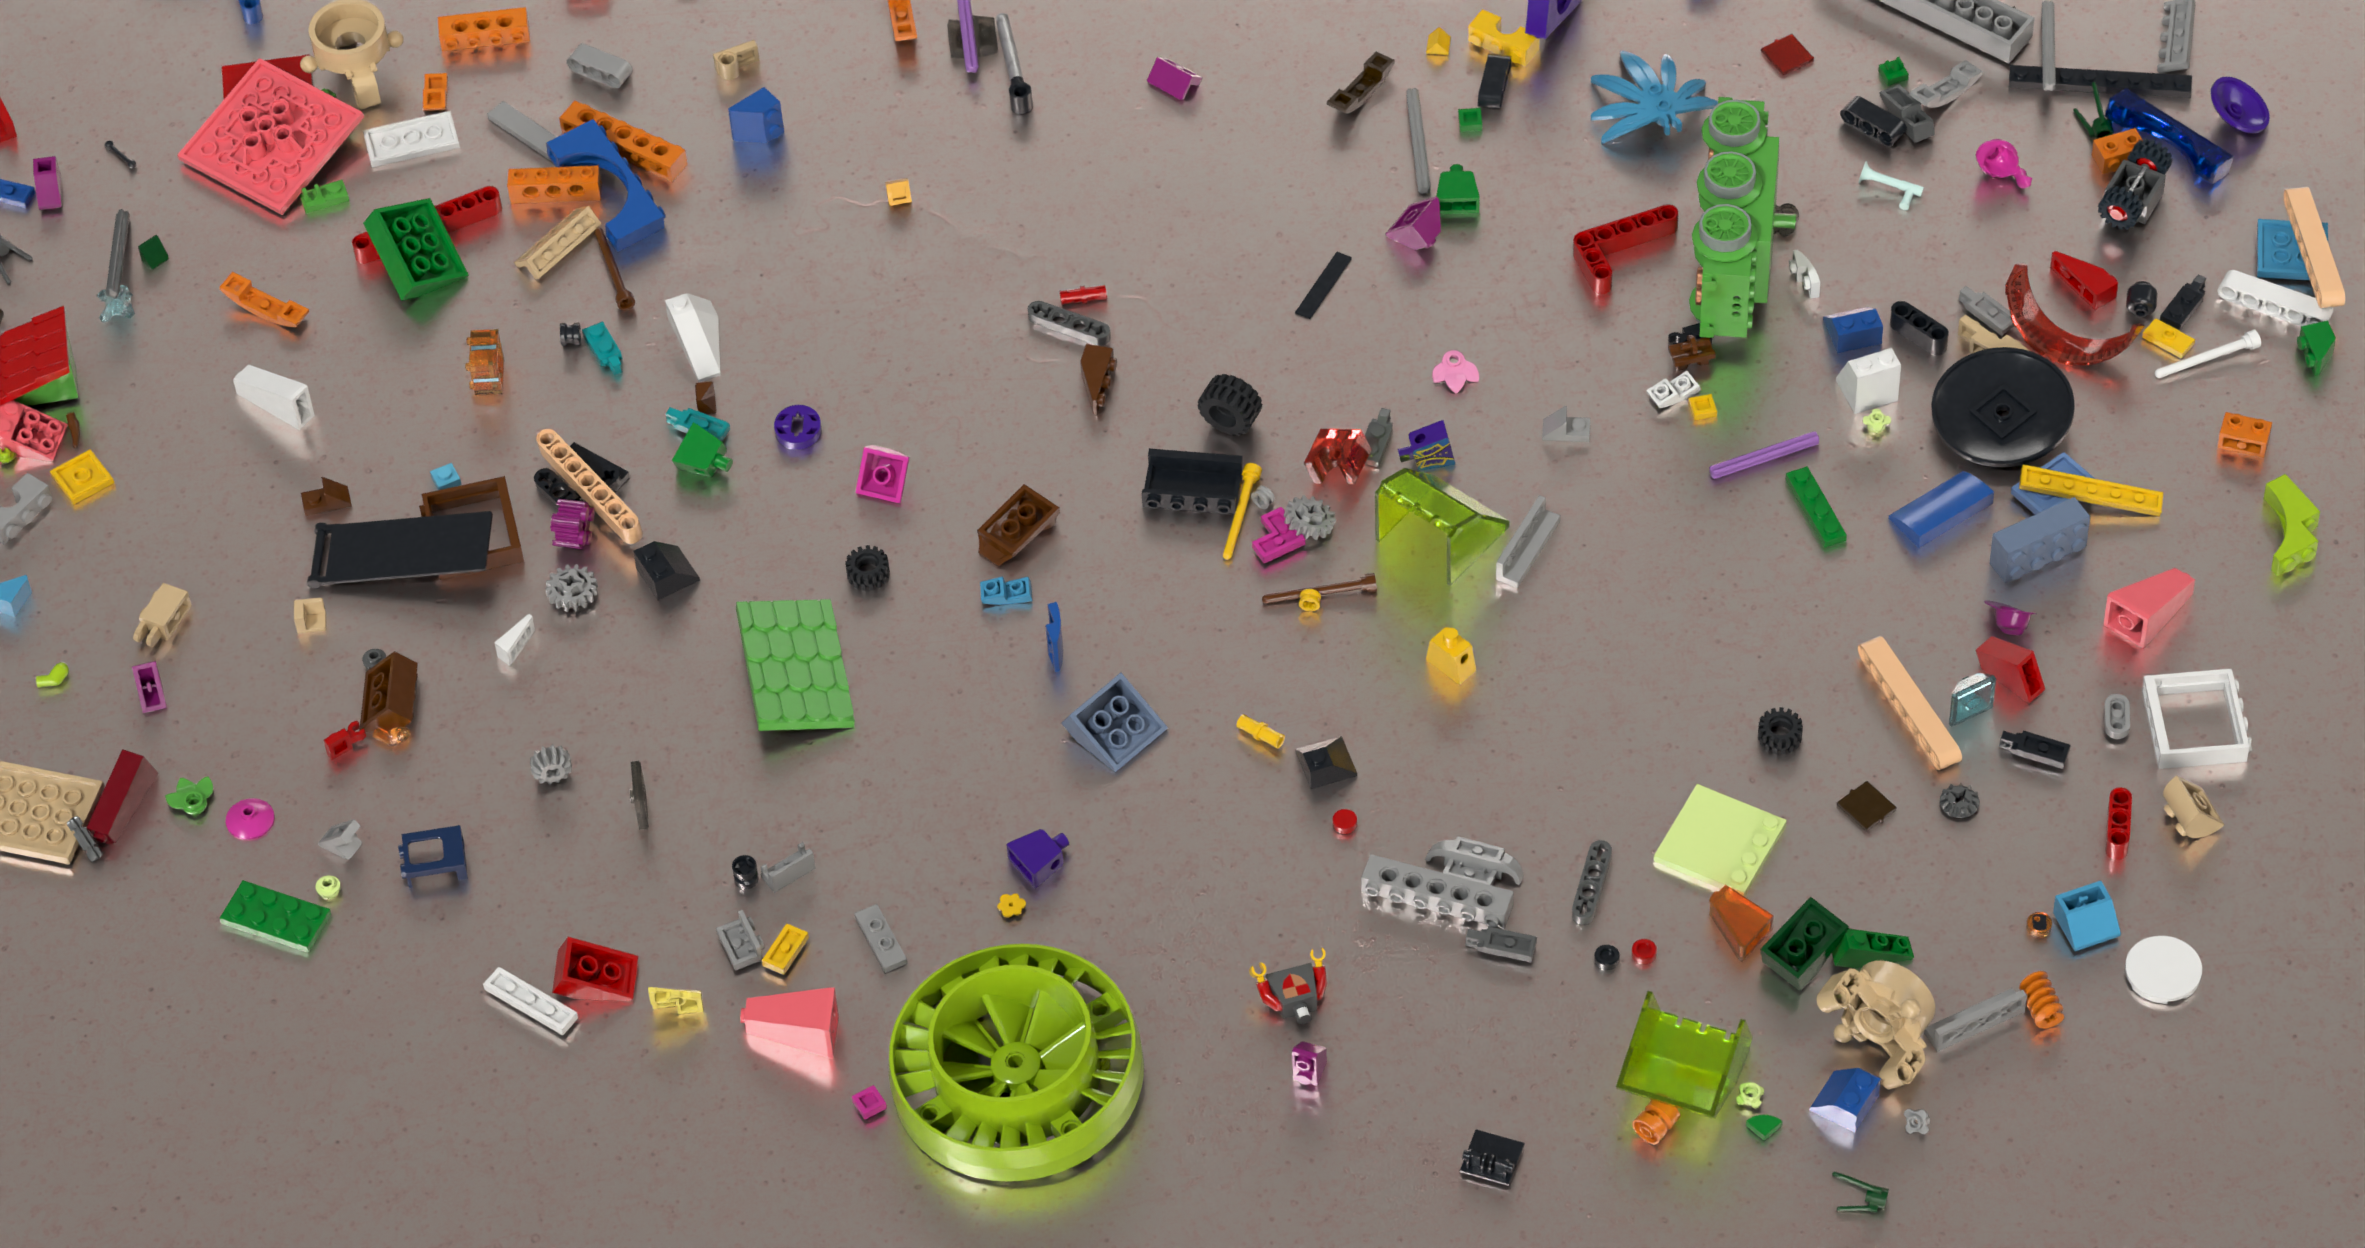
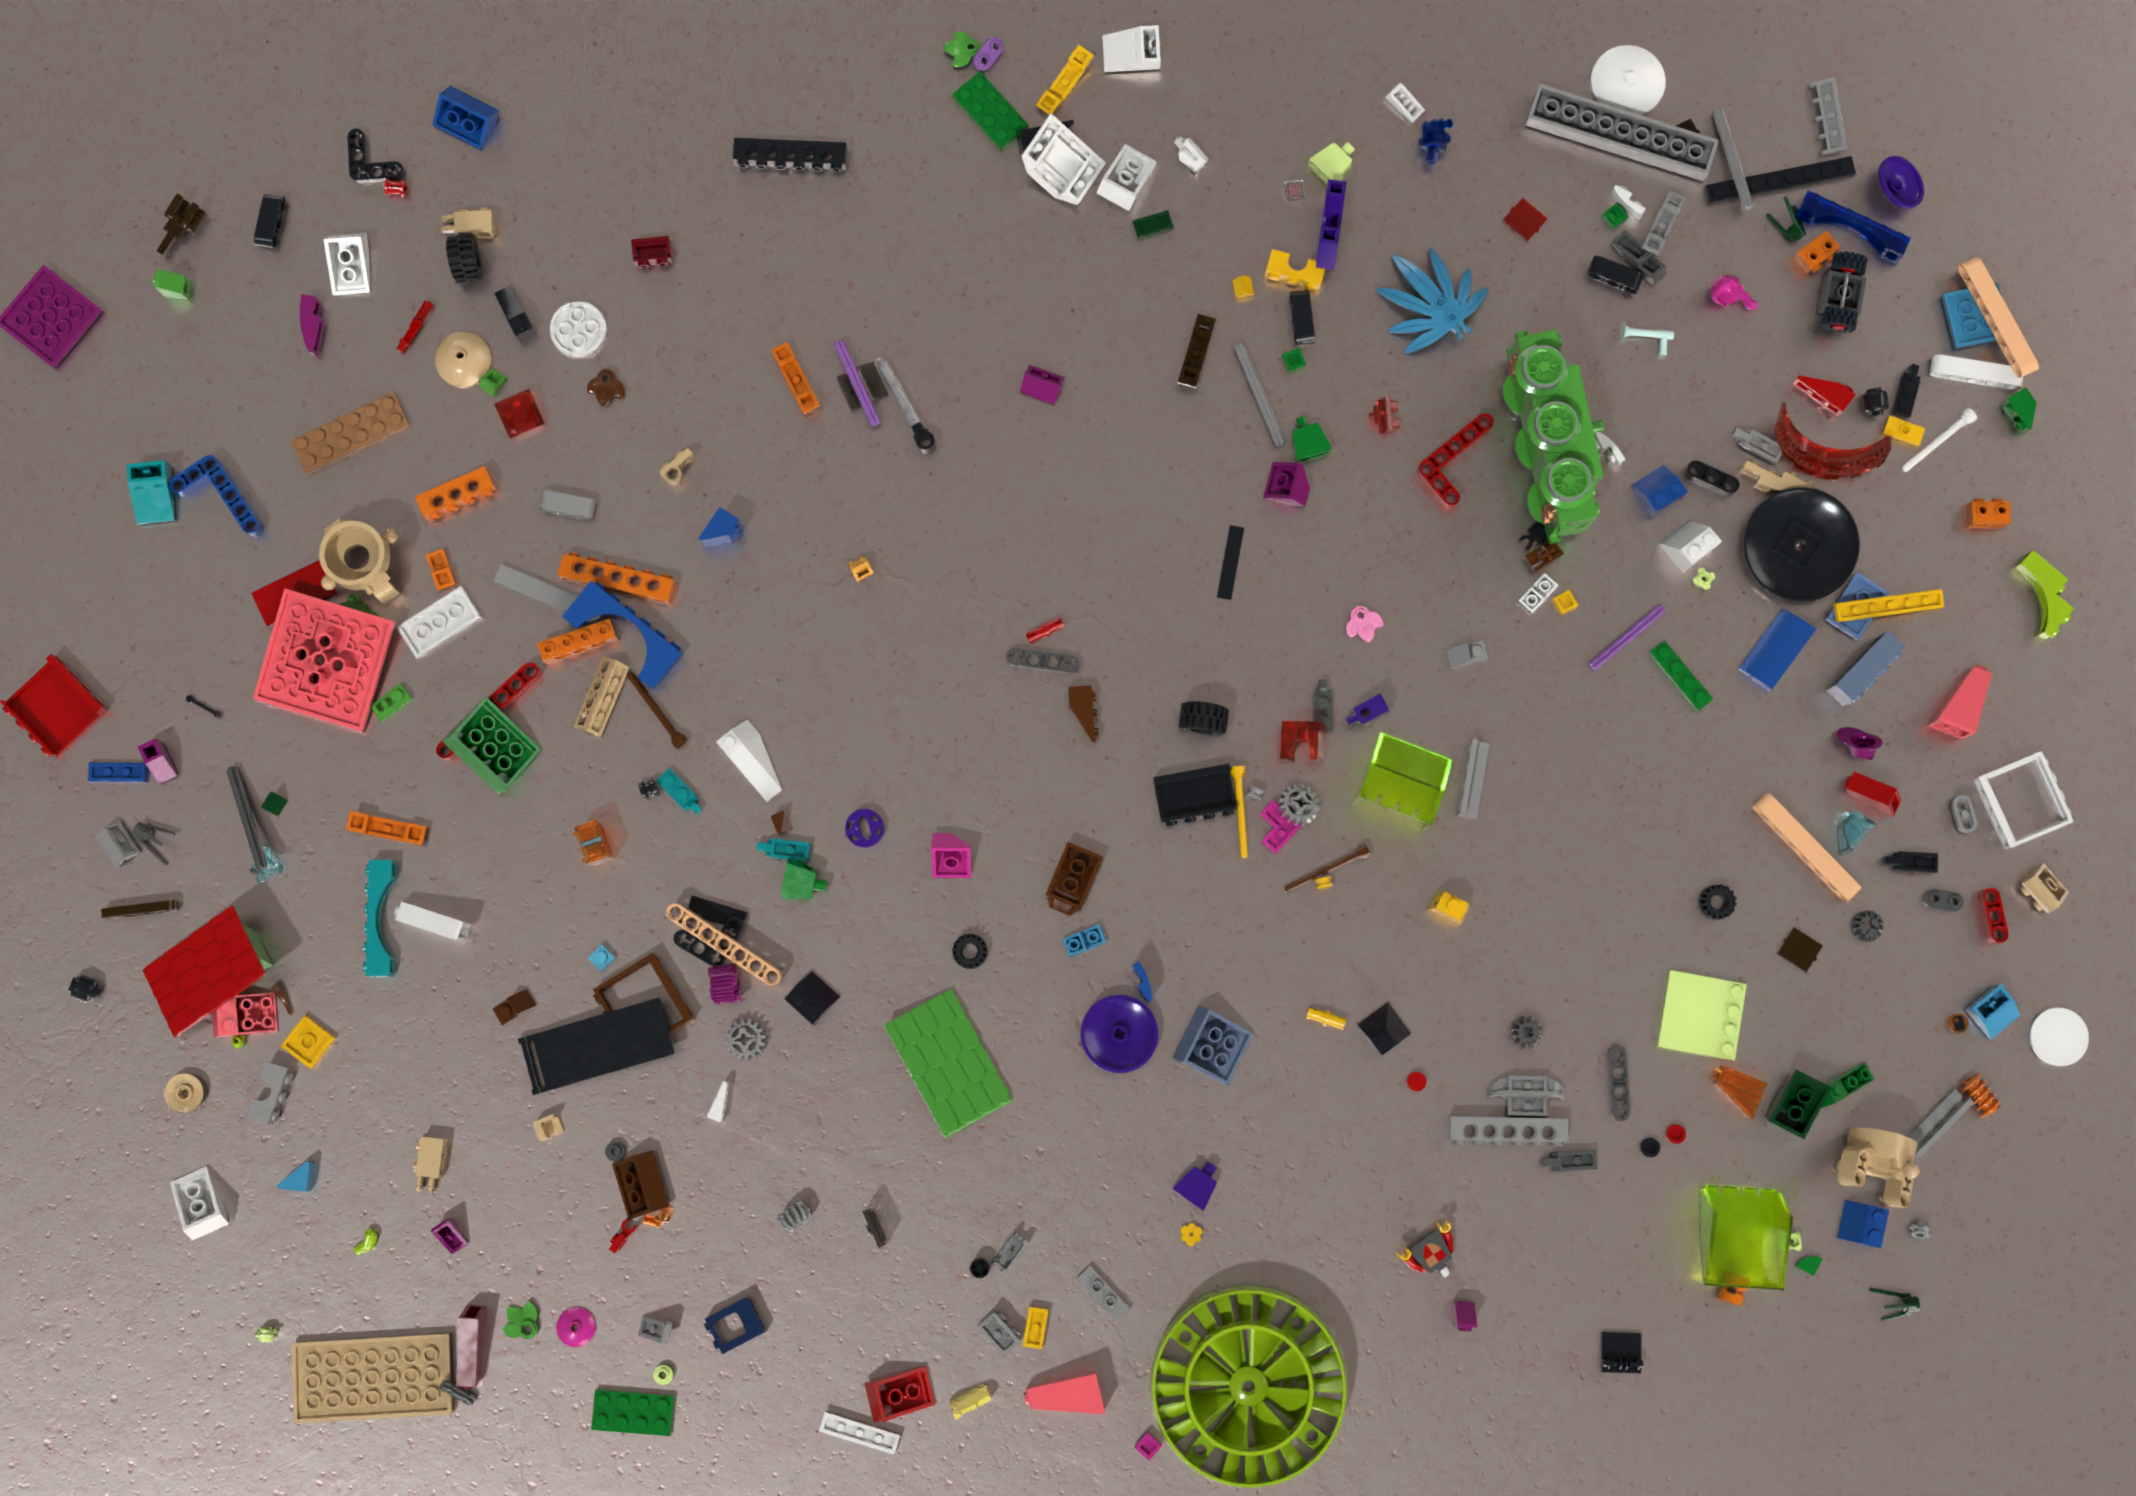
camera: 20 degrees left, 30 degrees up
(235, 346) = (380, 878): none -> teal arch
(1007, 681) = (1119, 1034): none -> dark purple dish
(1497, 801) = (1533, 1032): none -> dark grey gear
(1552, 185) = (1383, 417): none -> clear red hips
(1913, 64) = (1622, 196): none -> white slope
(2062, 798) = (1944, 900): none -> dark grey plate

